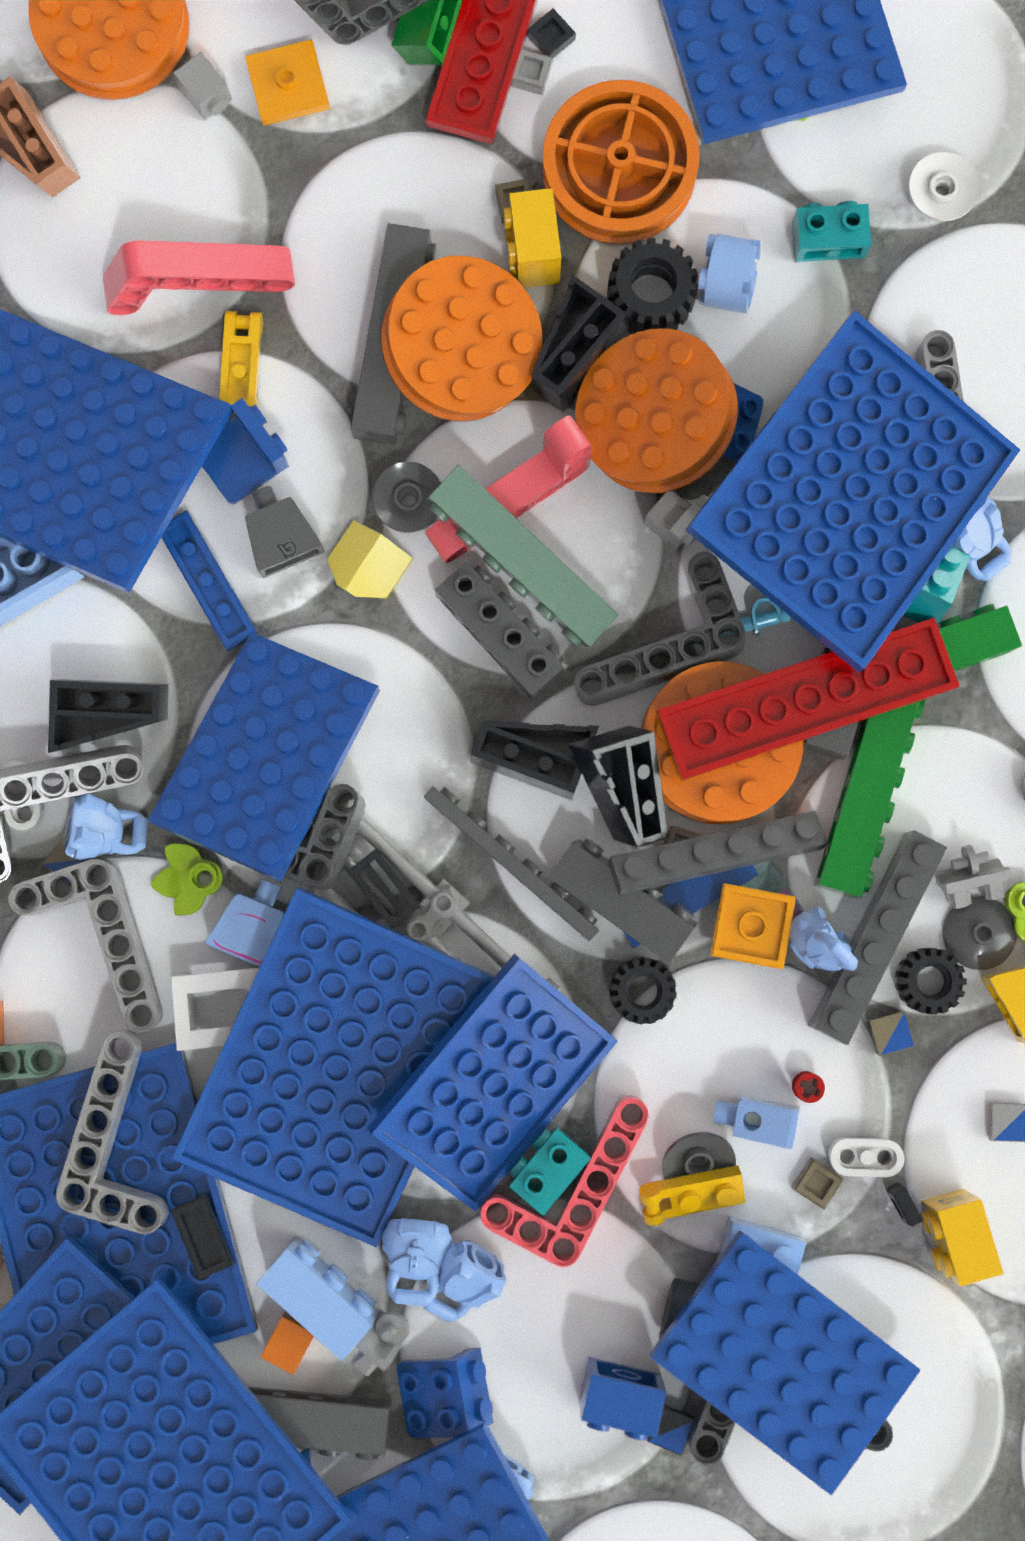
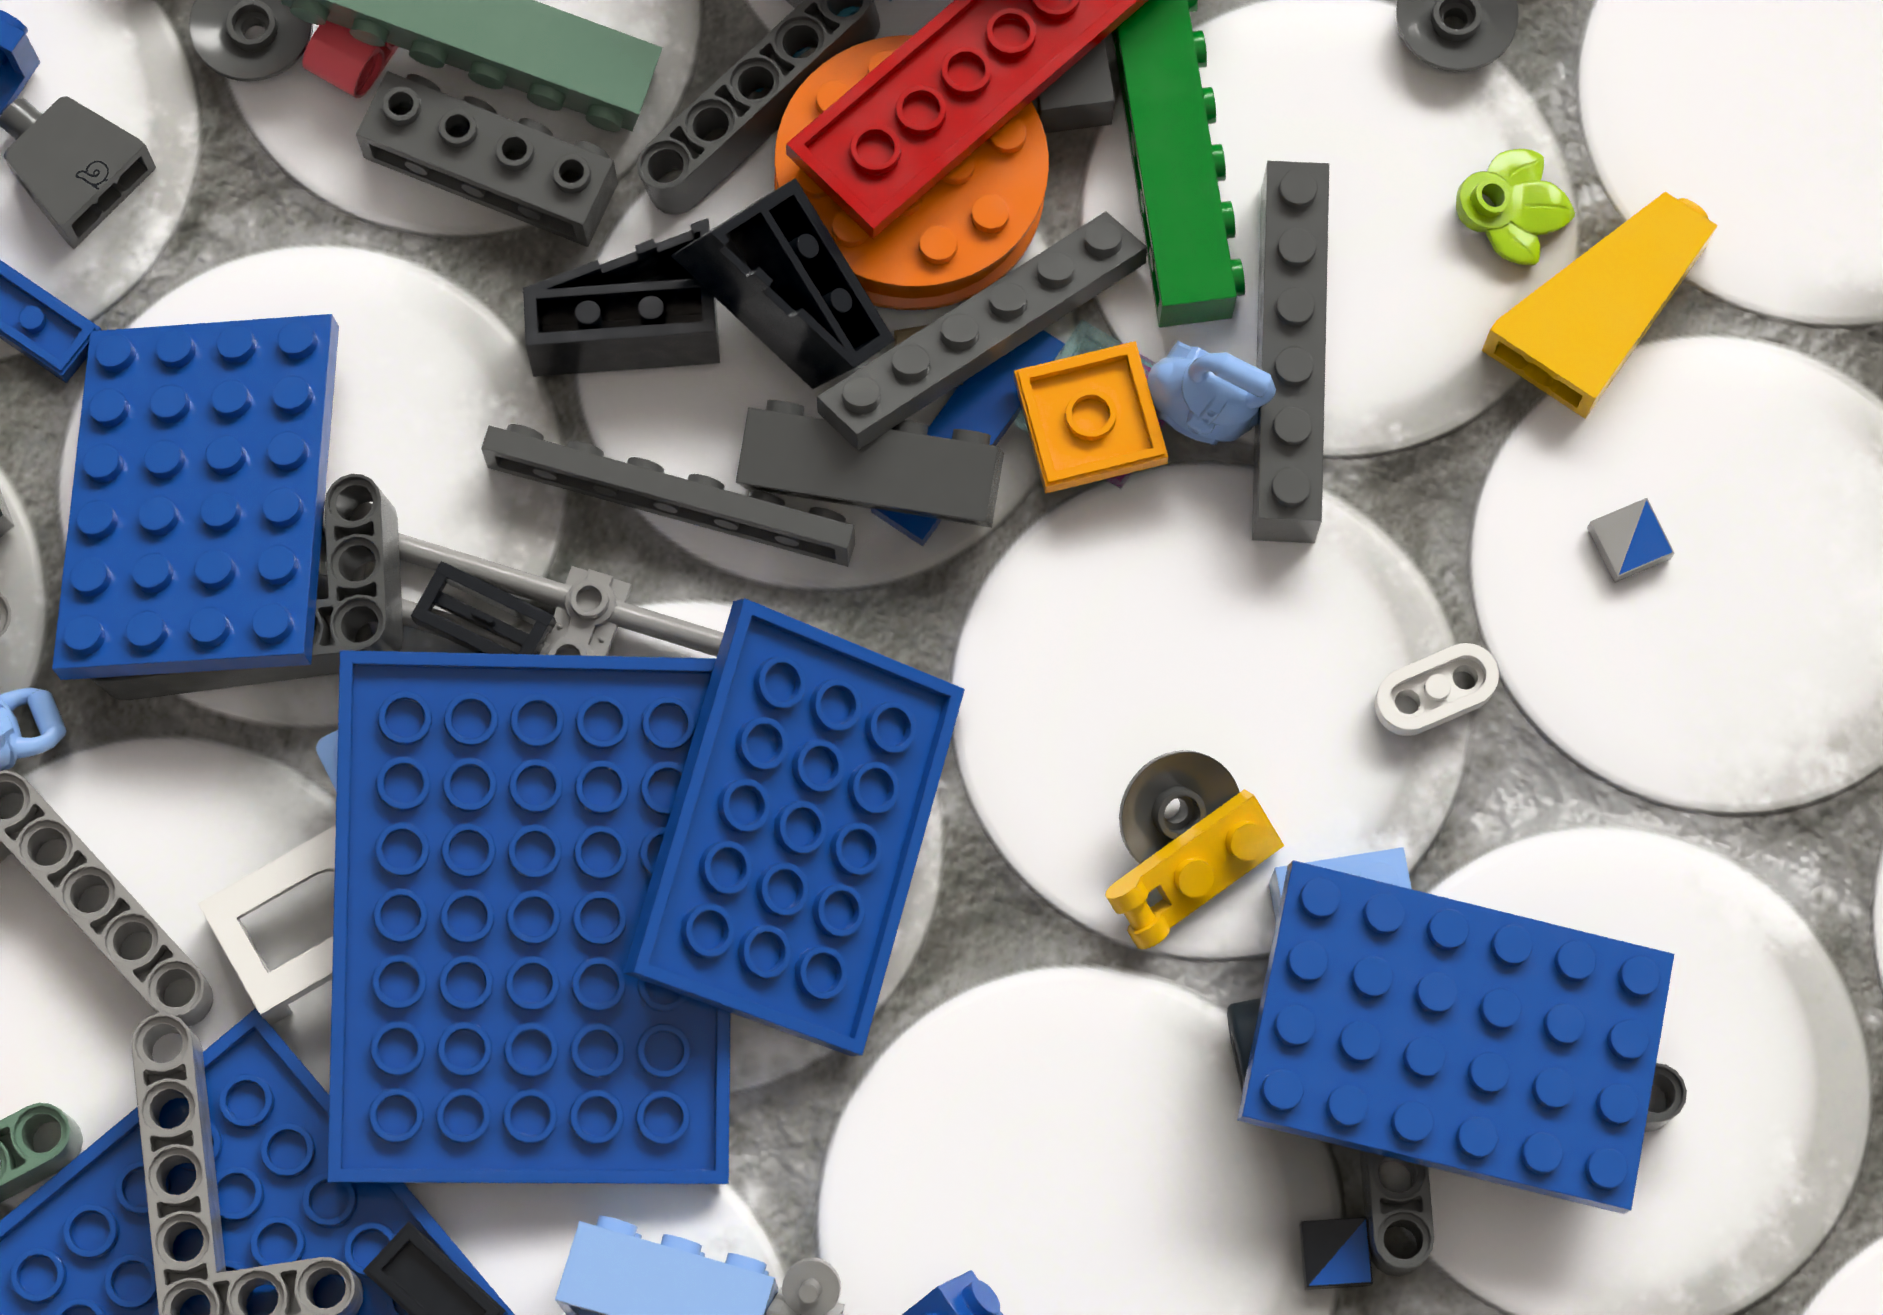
camera: 30 degrees left, 10 degrees down
(182, 878) = (148, 756): lime plate -> none
(242, 925) = (281, 778): light blue torso -> none
(367, 562) = (231, 149): light yellow slope -> none
(415, 1253) = (793, 1153): light blue piece -> none
(468, 1277) = (897, 1162): light blue piece -> none
(548, 1169) = (948, 933): teal brick -> none
(580, 1194) = (1020, 948): coral beam -> none
(622, 1399) = (1231, 1225): blue brick -> none
(665, 991) = (967, 559): black tyre -> none
(776, 1126) = (1270, 698): light blue torso -> none
(817, 1083) = (1311, 617): red axle -> none
(817, 1183) = (1382, 767): dark tan tile -> none
(891, 1033) = (1384, 489): tile -> none
(904, 1204) = (1529, 731): black tile -> none
(951, 972) = (1412, 347): black tyre -> none
(960, 1237) = (1637, 730): yellow brick -> none
(962, 939) = (1441, 310): dark grey dish -> none
(972, 872) = (1417, 188): light grey hips -> none

